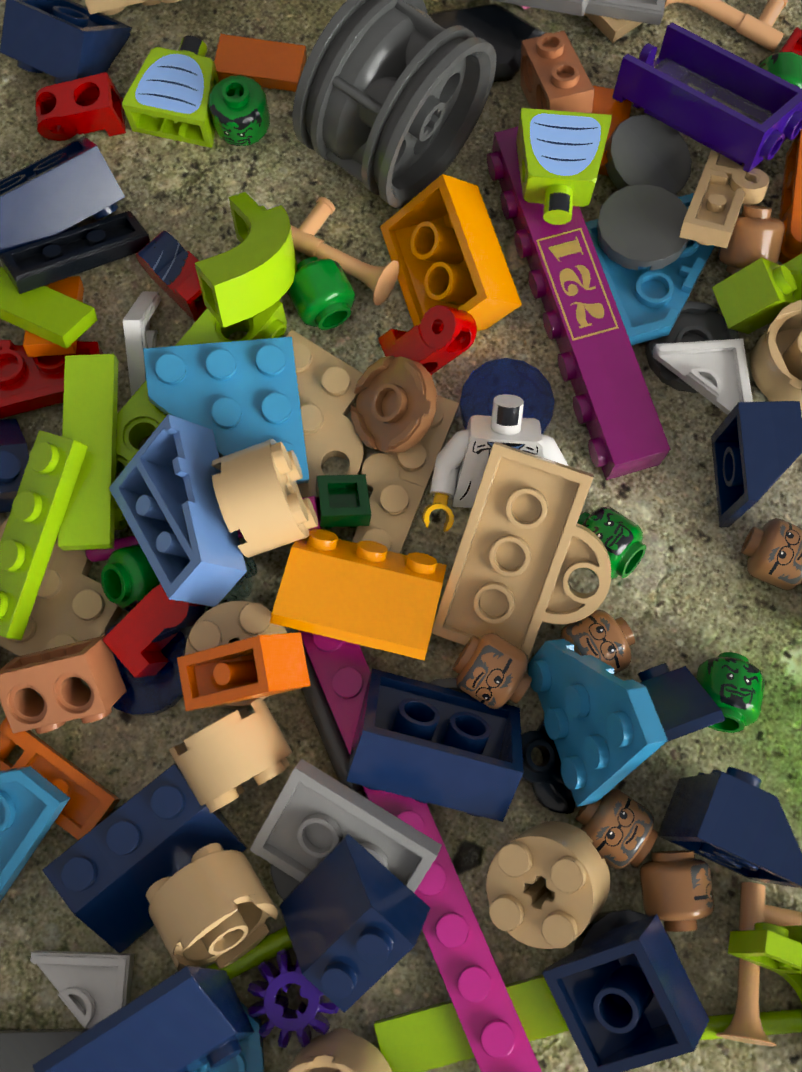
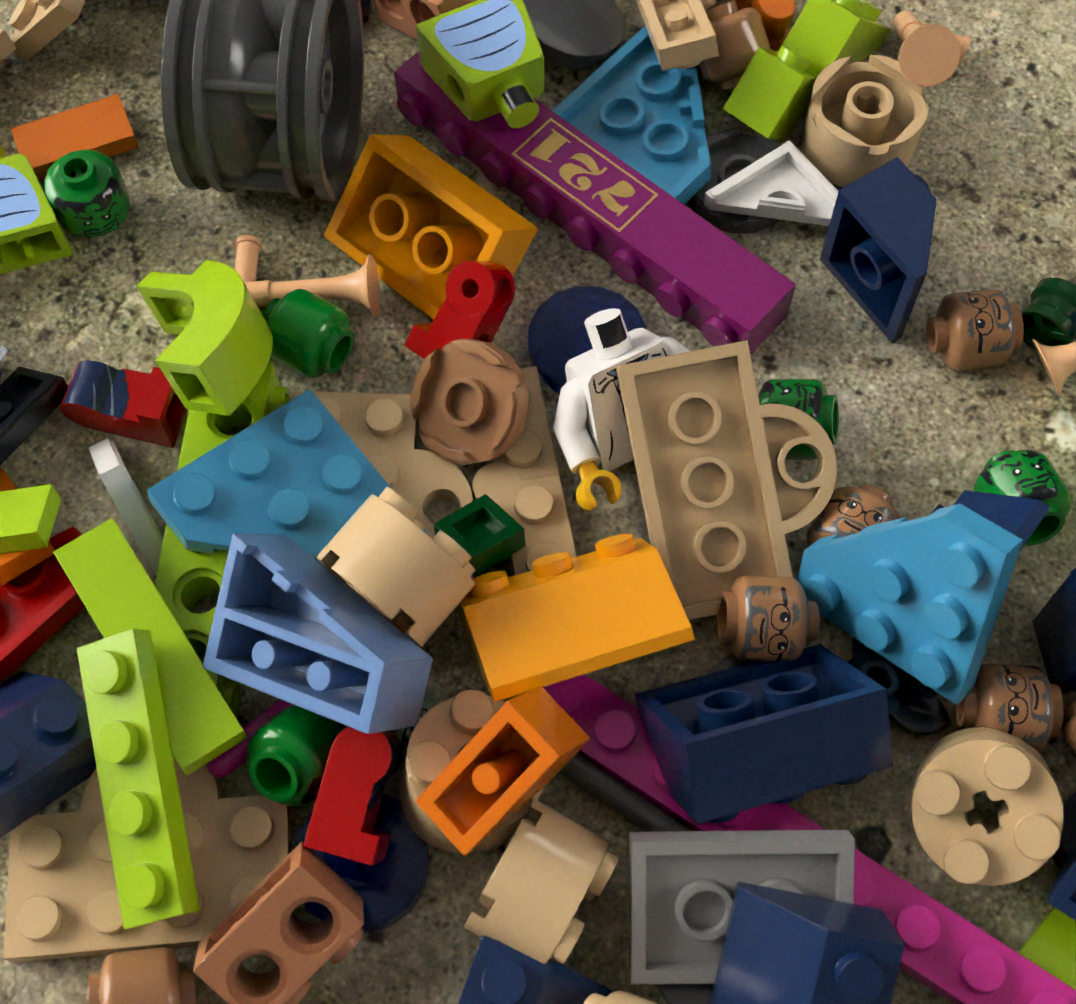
camera: 30 degrees left, 10 degrees down
(642, 227) = (613, 86): dark grey tile -> none

